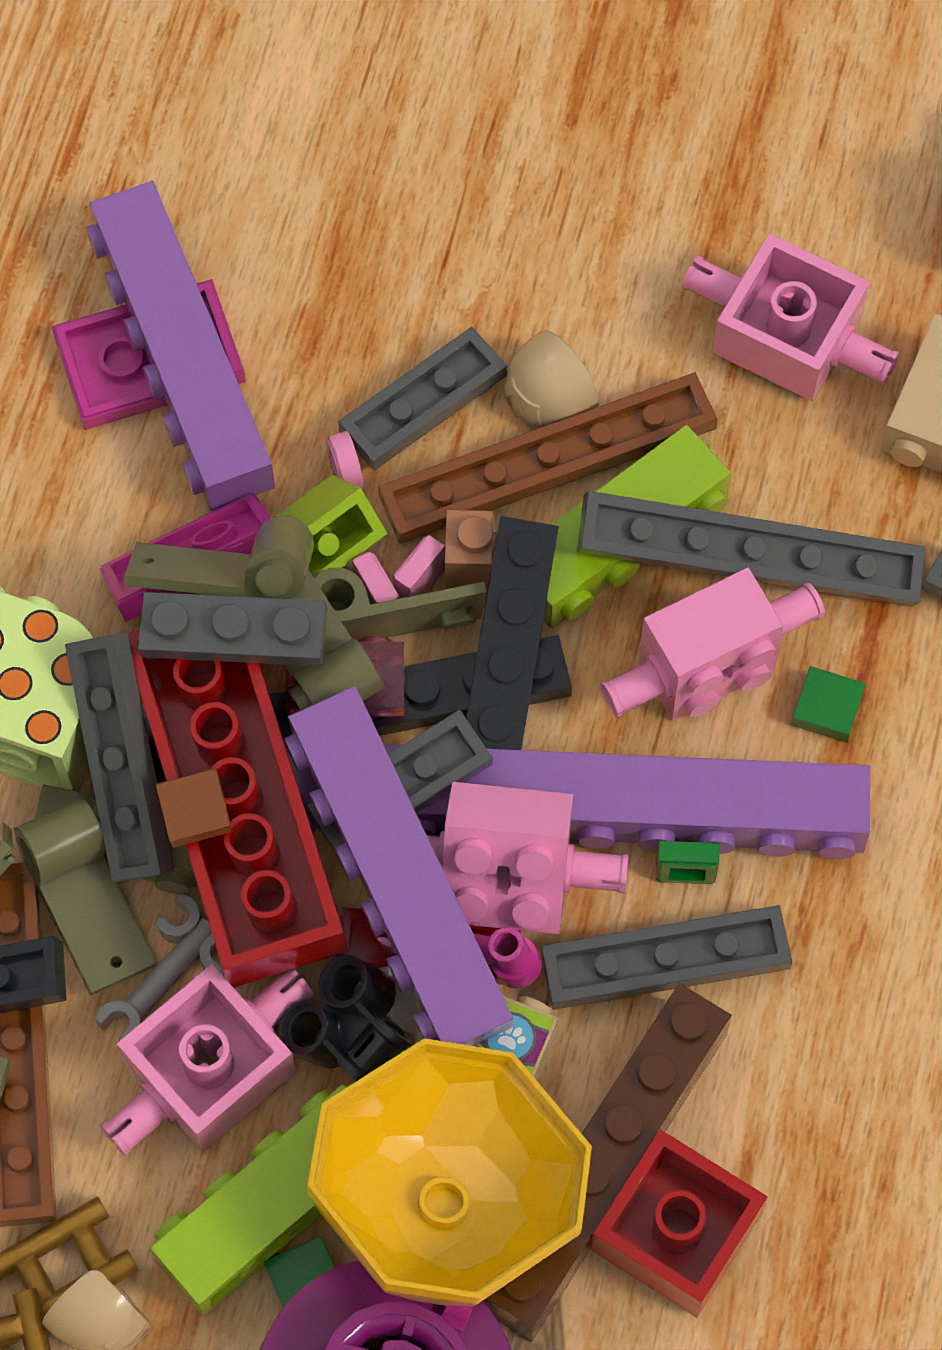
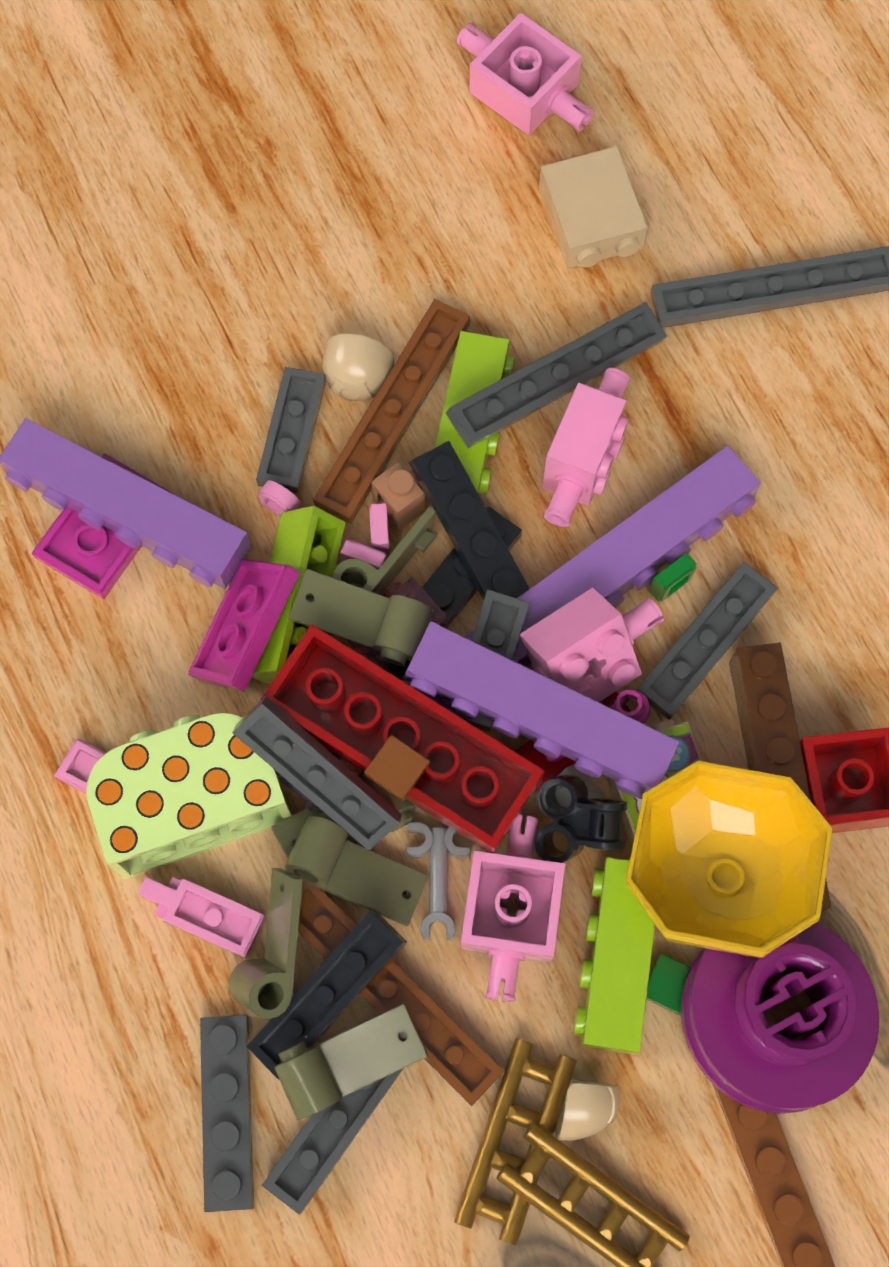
camera: 40 degrees left, 5 degrees up
(233, 629) = (326, 644): dark grey plate -> none
(271, 570) = (314, 593): olive door -> none
(791, 317) = (462, 228): bright pink brick -> none
(828, 704) = (666, 430): green tile -> none

